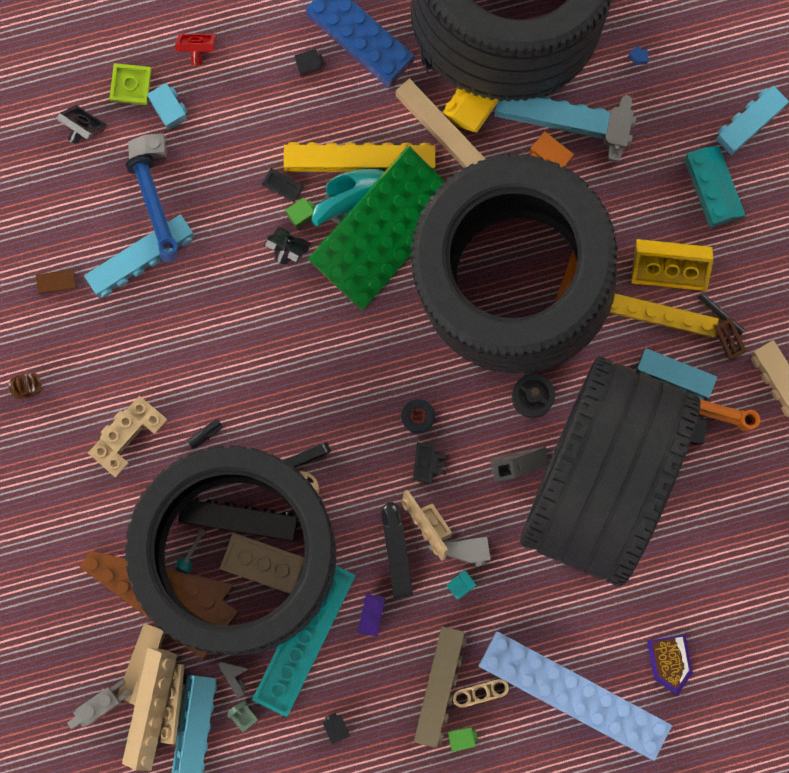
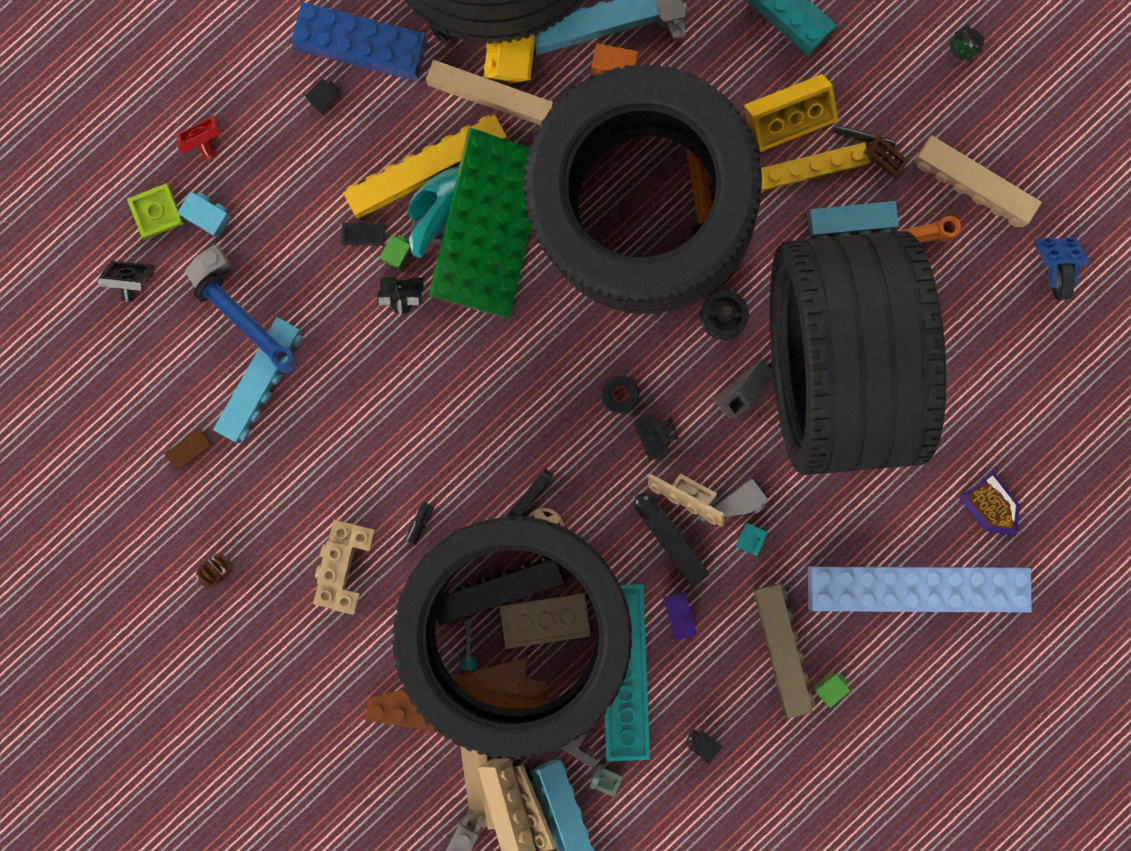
camera: 25 degrees left, 5 degrees up
(490, 693) = (836, 633): tan beam -> none

